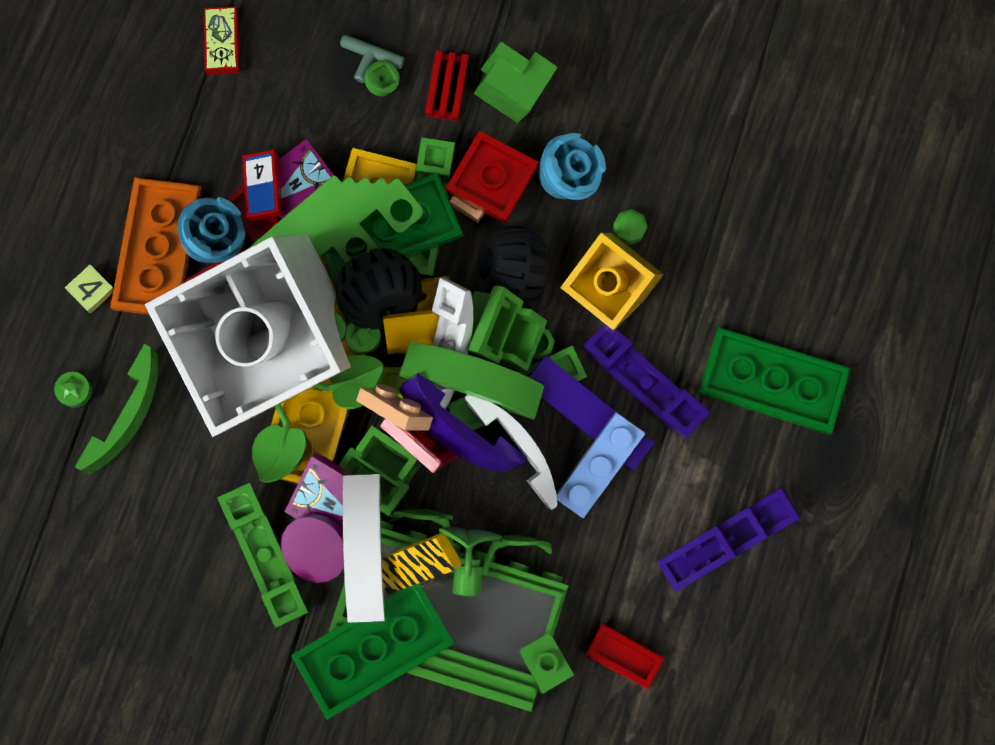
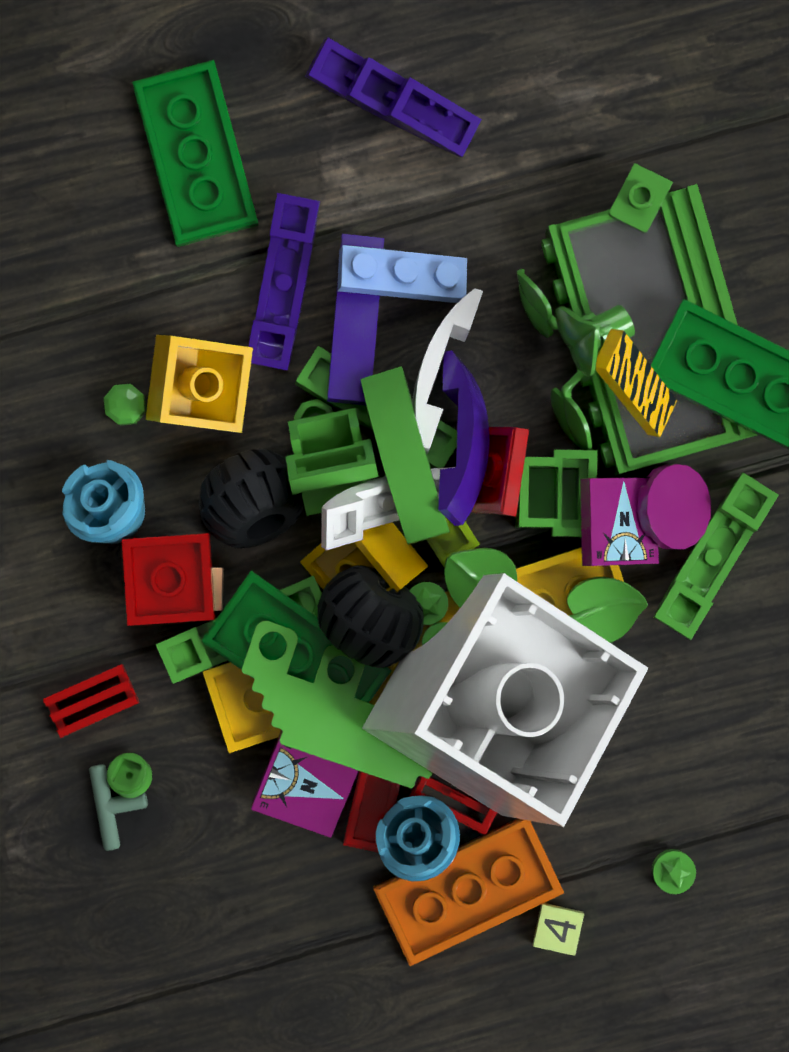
camera: 125 degrees left, 10 degrees up
(100, 453) = (611, 805): bright green slope -> none
(221, 40) = (197, 980): tile -> none
(262, 186) = (333, 820): tile -> none
(363, 548) = (650, 449): white slope -> none
(399, 411) = (488, 512): light nougat plate -> none
(513, 81) = (47, 624): bright green plate -> none
(625, 656) = (577, 130): red tile -> none

